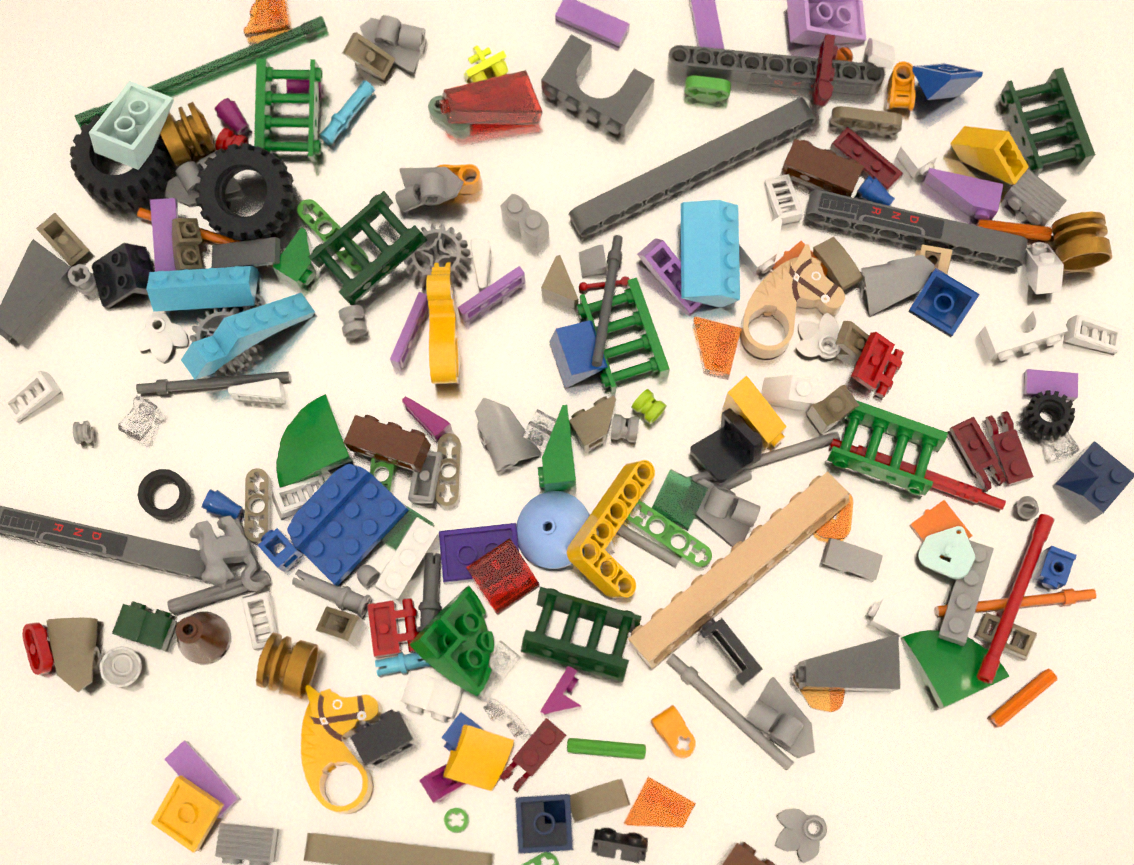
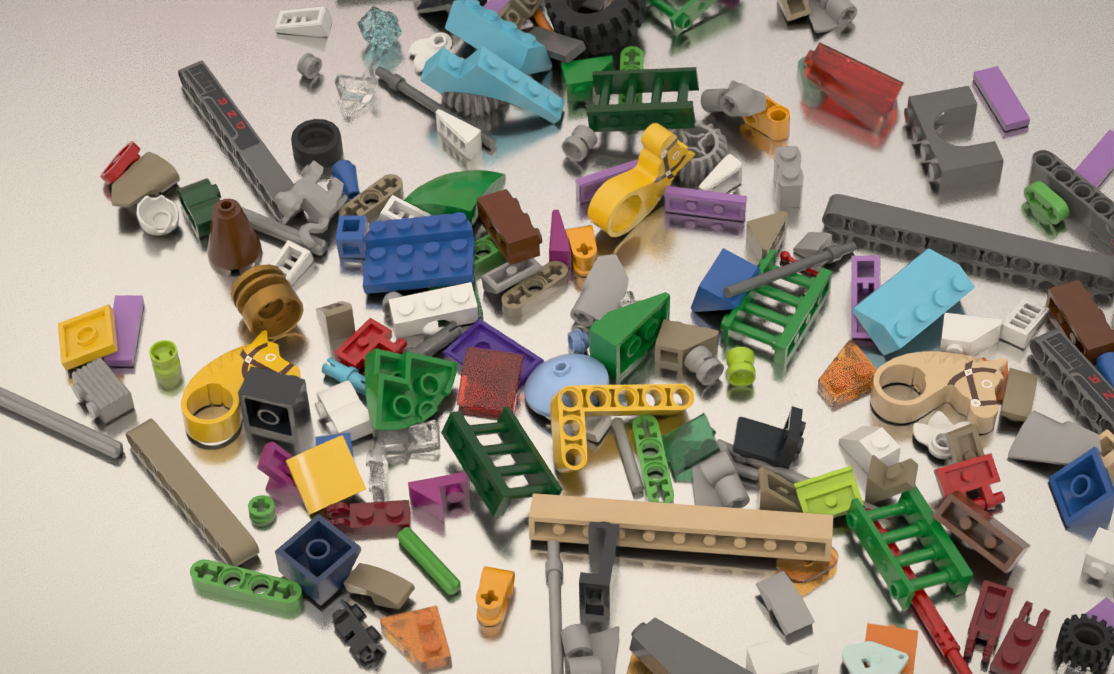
camera: 45 degrees right, 25 degrees down
(101, 353) = (379, 28): none -> clear light blue brick
(257, 774) = (165, 359): none -> lime wheel
(341, 120) = (732, 20): medium azure pin -> none
(342, 596) = (360, 300): light grey pin -> none
(447, 406) = (582, 249): none -> light orange piece
(496, 63) = (879, 59): neon yellow hips -> none
(523, 486) = (578, 341): none -> medium blue plate
(756, 411) = (821, 430): yellow slope -> none
(772, 484) = (776, 493): none -> dark tan slope
(804, 455) = (829, 492): none -> lime plate
(922, 395) = (981, 531): none -> reddish brown brick

